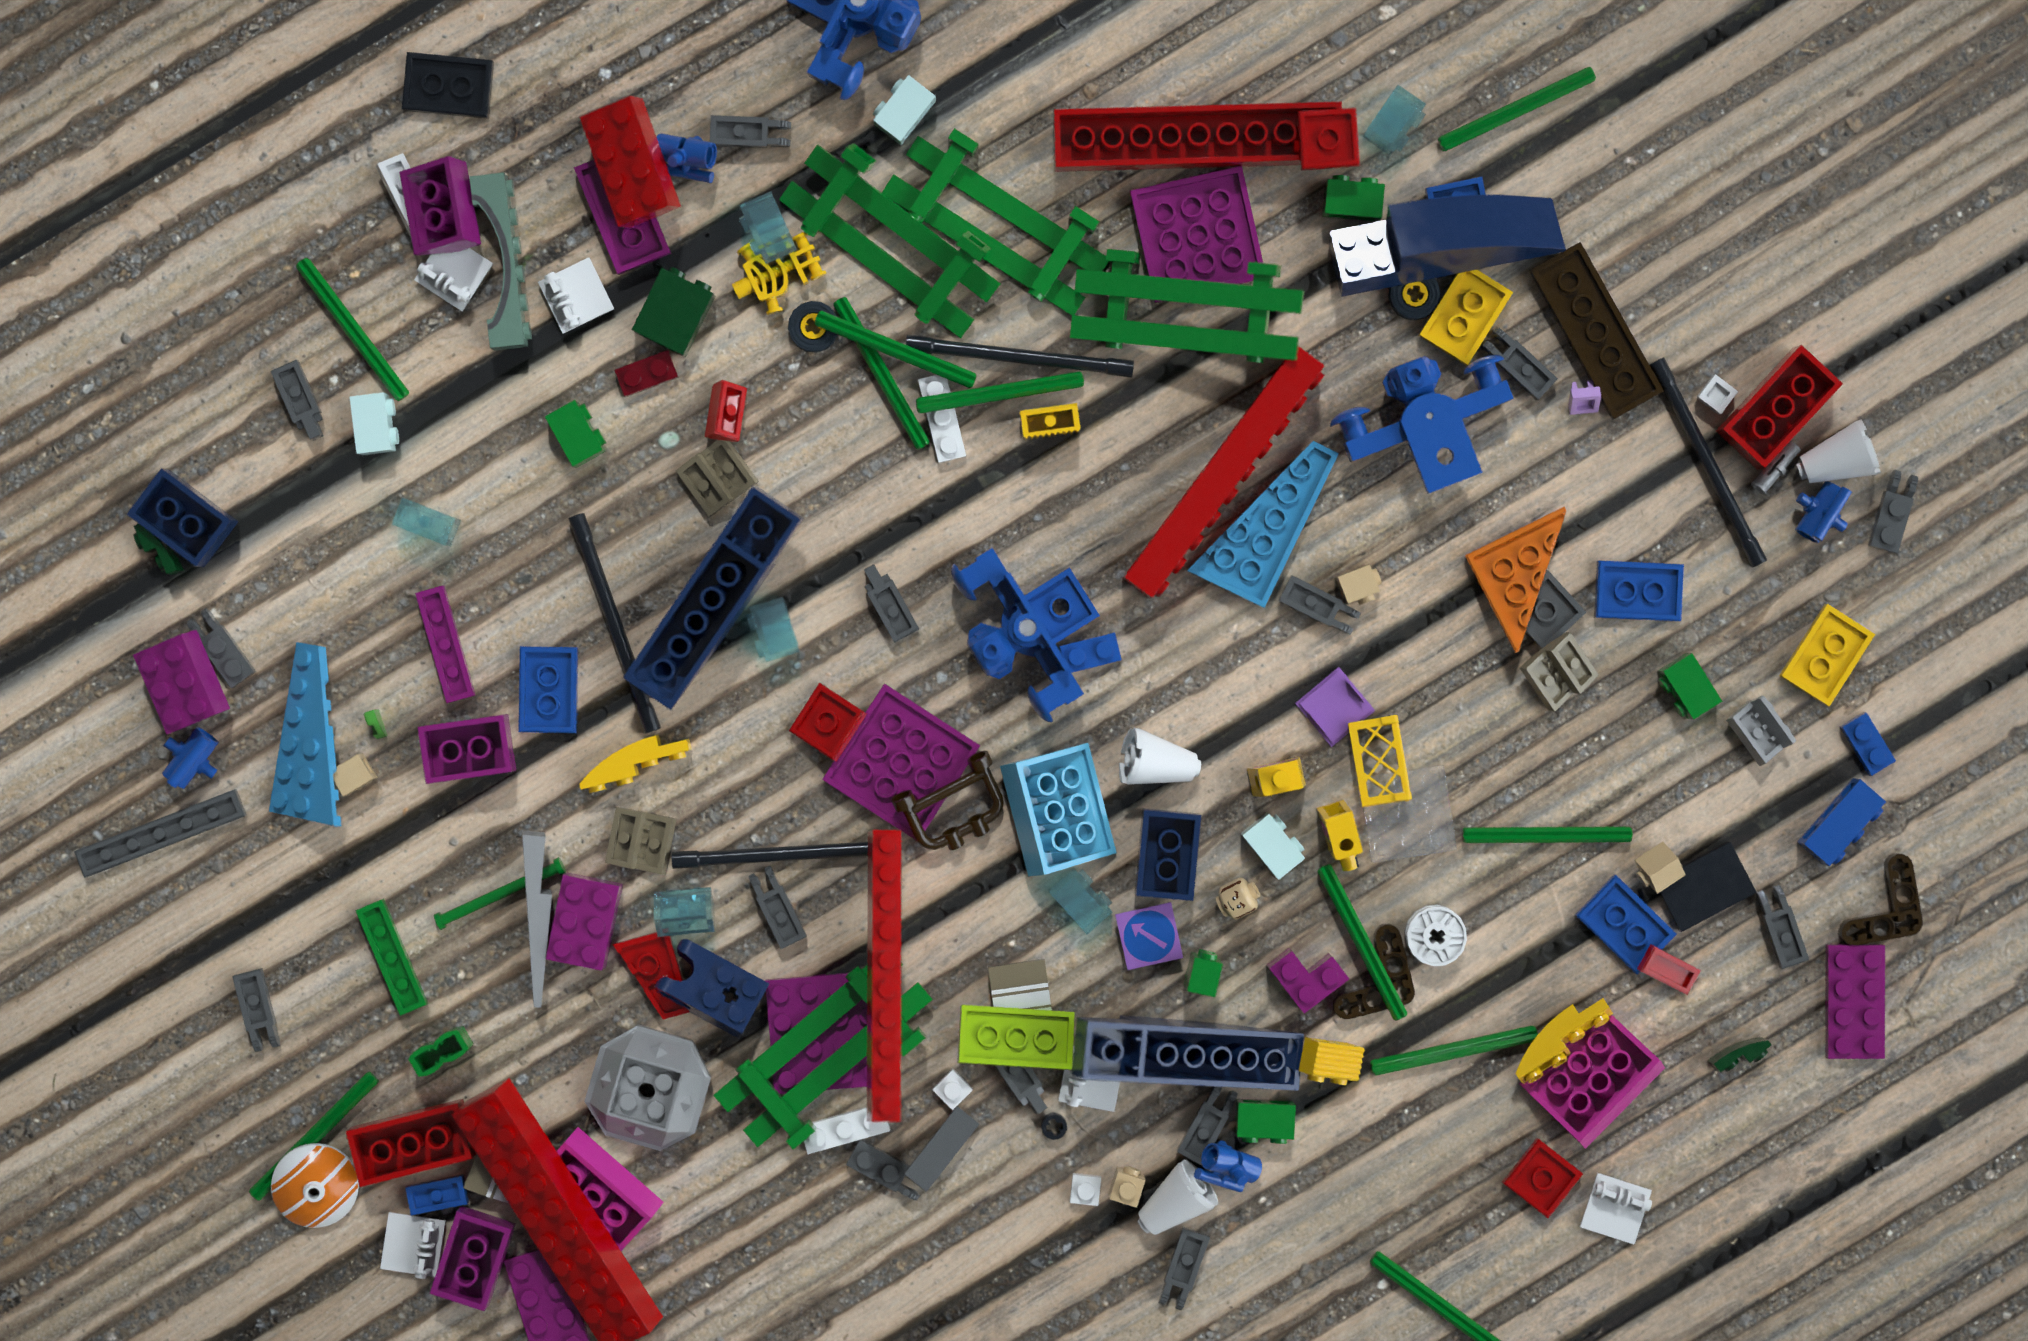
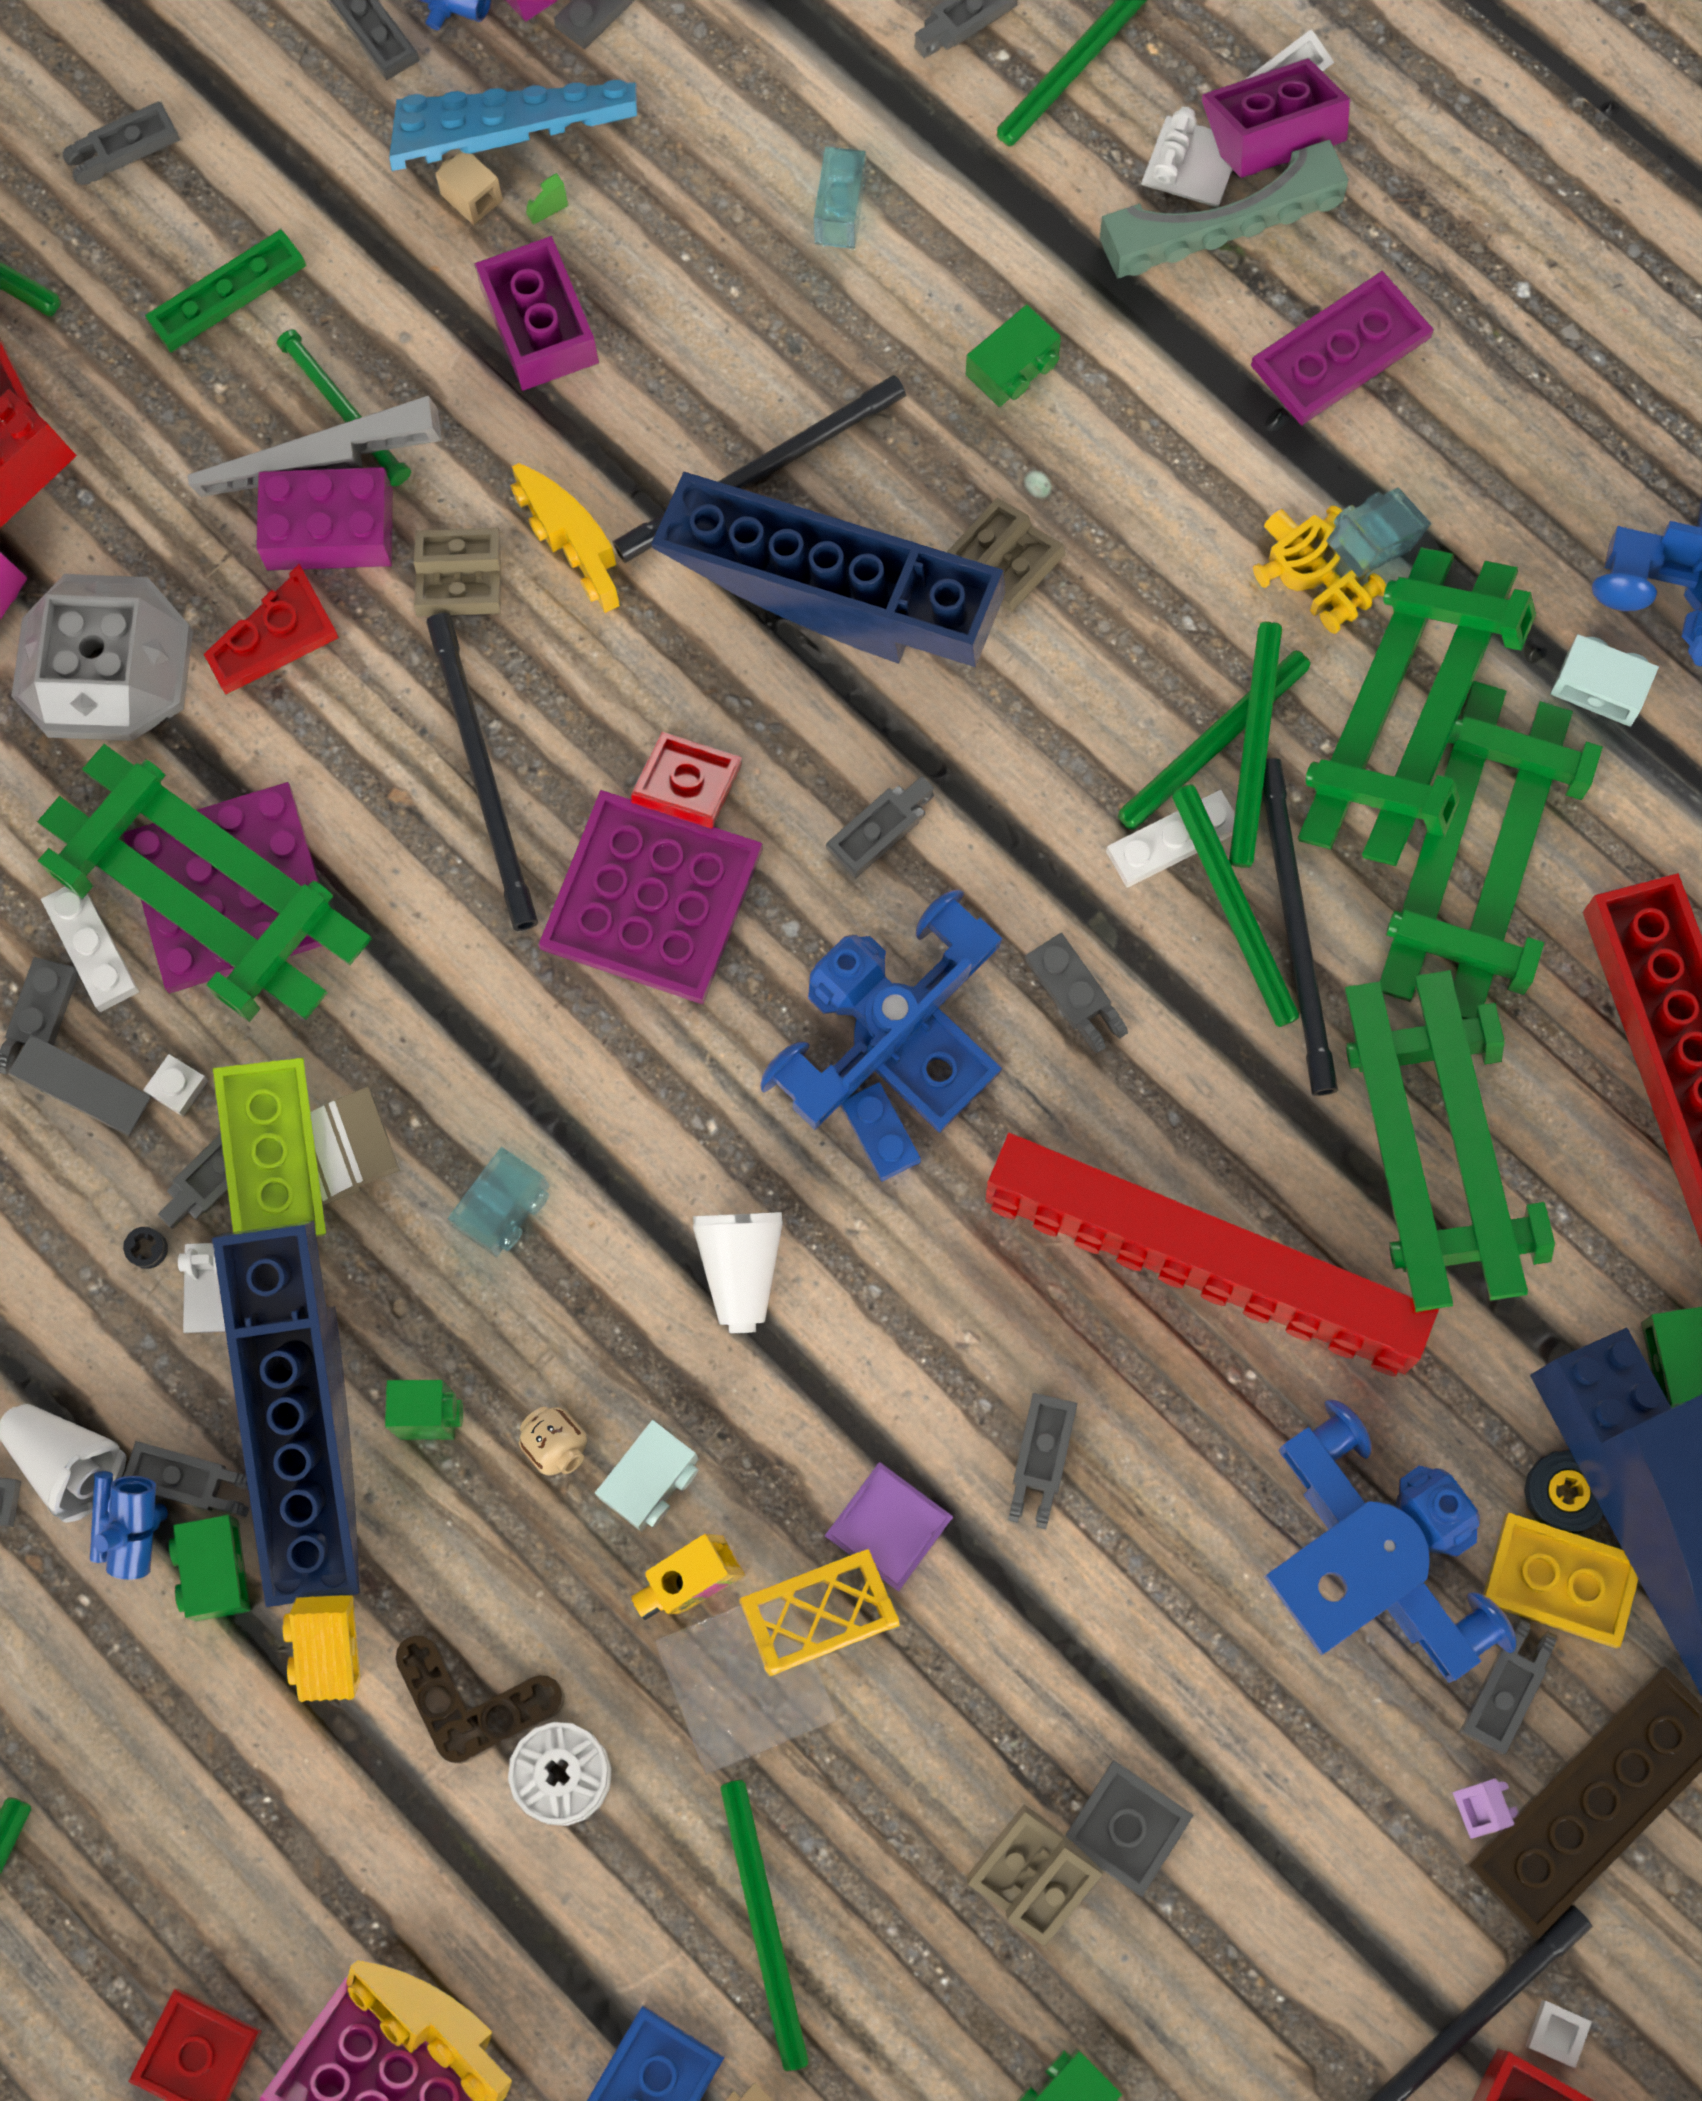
camera: 75 degrees right, 15 degrees down
(373, 423) = (956, 106): light aqua brick -> none
(436, 1053) = (102, 373): green brick -> none
(445, 644) = (677, 261): magenta plate -> none
(447, 85) = (1442, 100): black tile -> none
(548, 689) = (645, 406): blue tile -> none
(575, 295) = (1206, 317): white hinge -> none
(630, 161) = (1415, 325): red brick -> none
(646, 373) = (1123, 431): dark red plate -> none
(674, 311) = (1221, 443): dark green brick -> none
(684, 911) = (365, 644): clear light blue brick -> none
(687, 156) = (1446, 406): blue pin -> none
(704, 989) = (260, 698): dark blue brick -> none
(725, 411) = (1100, 543): red slope -> none
(746, 131) = (1503, 481): dark grey hinge -> none
(773, 629) = (803, 676): clear light blue brick -> none
(778, 910) = (396, 775): dark grey hinge -> none
(797, 327) = (1234, 625): black bush -> none
(884, 976) = (318, 925): red brick -> none
(978, 824) = (557, 995): dark brown bar -> none
(1027, 508) = (1074, 990): none -> dark grey hinge
(1050, 421) = (1212, 983): yellow brick -> none
(1058, 810) = (632, 1138): medium azure slope -> none
(1085, 1189) = (55, 1318): white plate -> none
(1127, 1186) = (67, 1375): tan brick -> none
(1149, 936) = (466, 1318): piece -> none
(1167, 854) = (597, 1313): dark blue brick -> none
(1198, 228) = (1570, 1132): magenta plate -> none
(1259, 542) = (1121, 1346): dark azure wing -> none
(1276, 777) = (758, 1459): yellow torso -> none
(1309, 985) = (436, 1577): magenta brick -> none
(1359, 585) = (1090, 1513): tan brick -> none
(1362, 942) = (522, 1656): green axle -> none
(1453, 1050) = (379, 1853): green axle -> none
(1514, 570) = (1180, 1760): orange tile -> none
(1639, 590) = (1200, 1982): blue tile -> none

